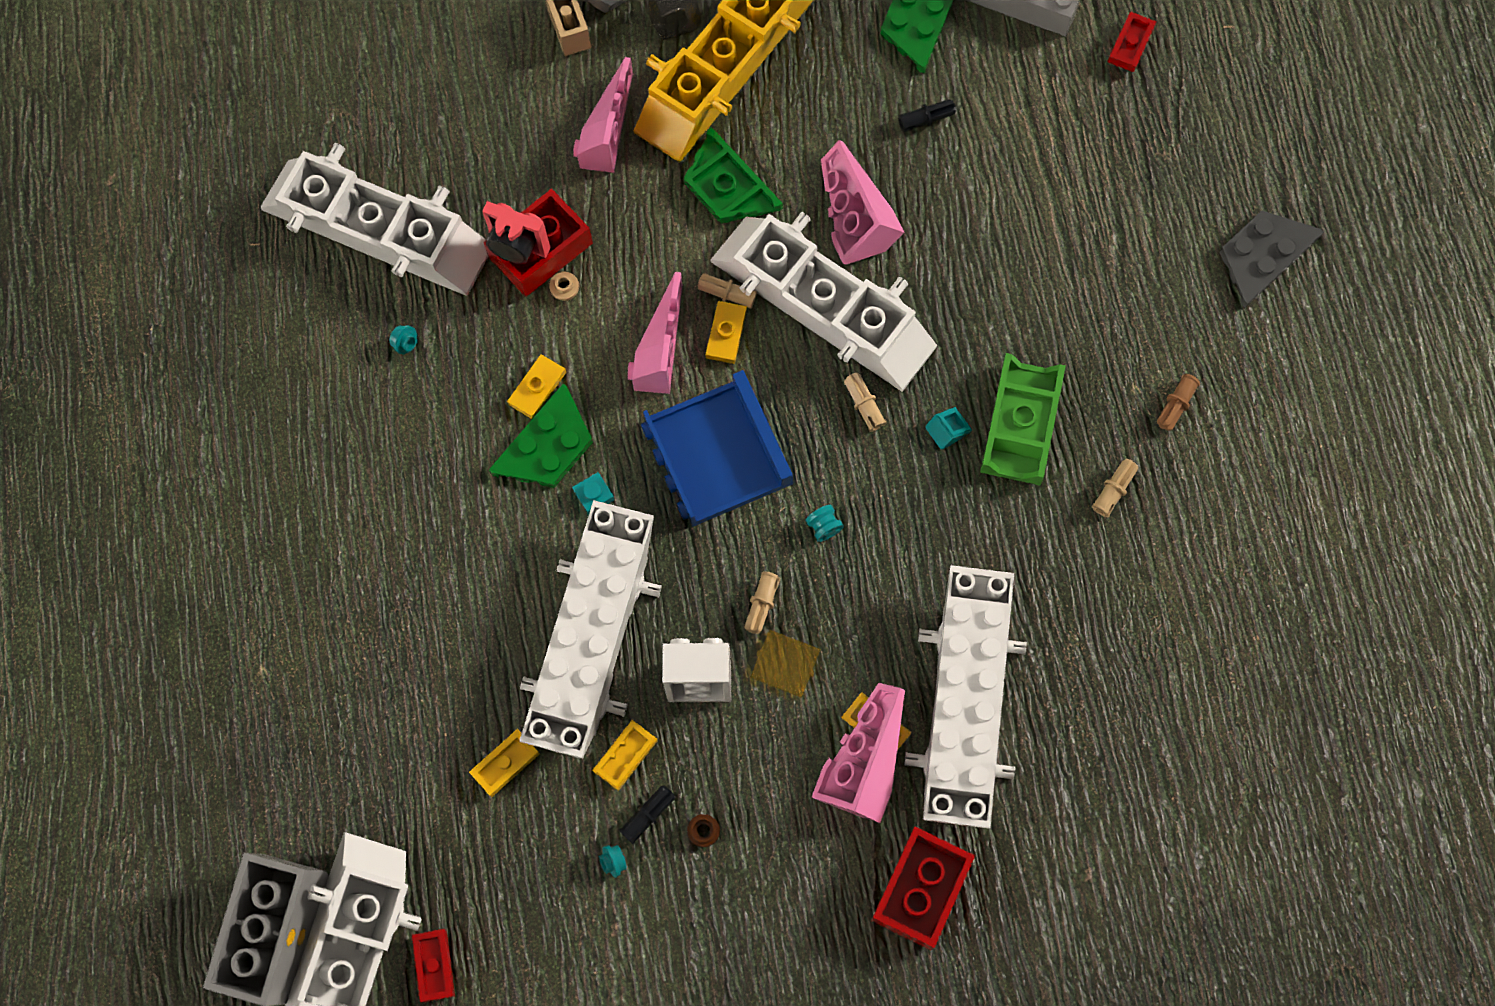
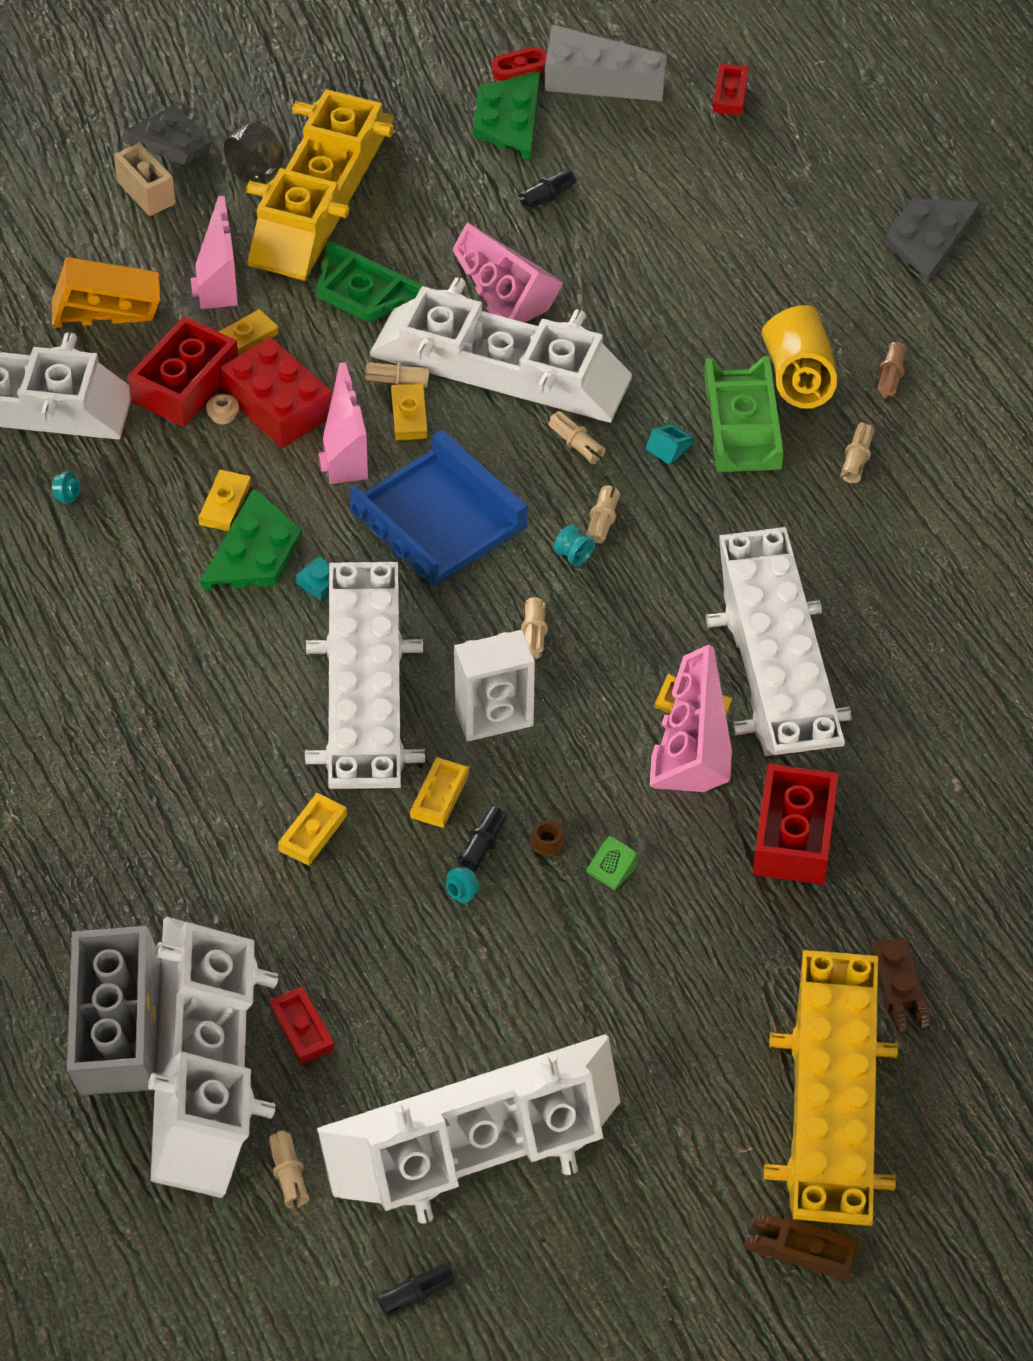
camera: 20 degrees left, 20 degrees down
(497, 137) = (104, 292): none -> light orange wedge
(514, 234) = (166, 348): piece -> none
(608, 209) = (251, 330): none -> yellow plate
(613, 284) = (276, 392): none -> red brick
(750, 875) = (613, 863): none -> bright green slope
(785, 663) = (578, 678): clear yellow piece -> none
(861, 495) = (603, 514): none -> tan axle
(1095, 375) = (801, 356): none -> yellow brick

